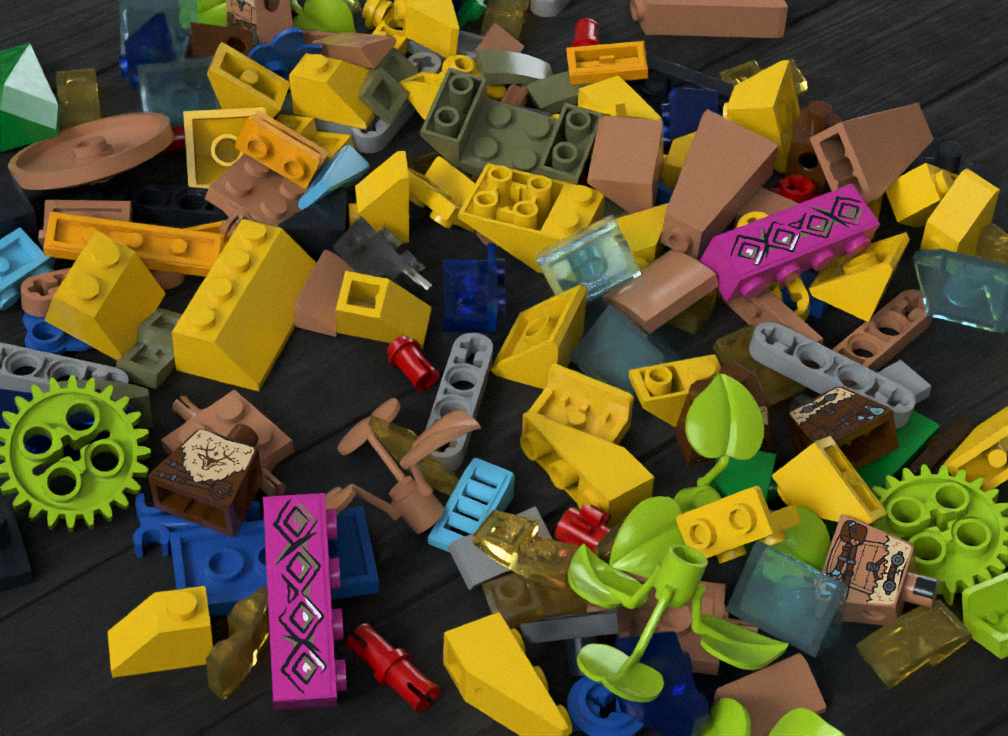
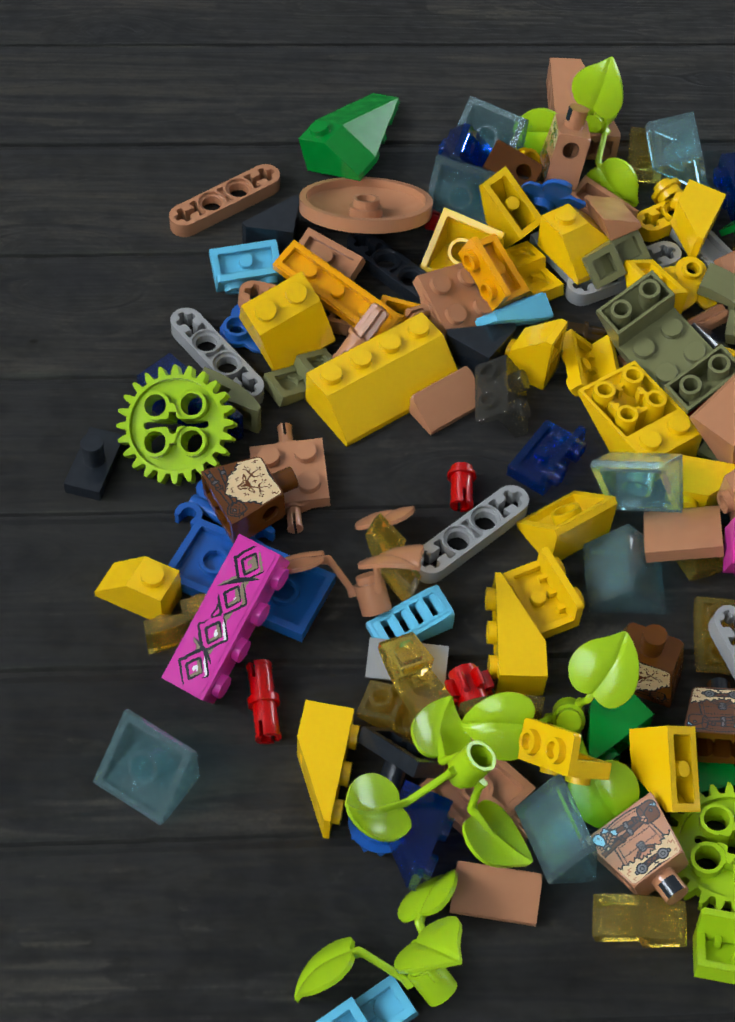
camera: 35 degrees right, 10 degrees up
(77, 97) = (401, 156): clear yellow slope -> none
(195, 266) = (364, 329): none -> nougat axle
(380, 310) = (466, 435): yellow slope -> none
(666, 385) = (614, 609): yellow slope -> none

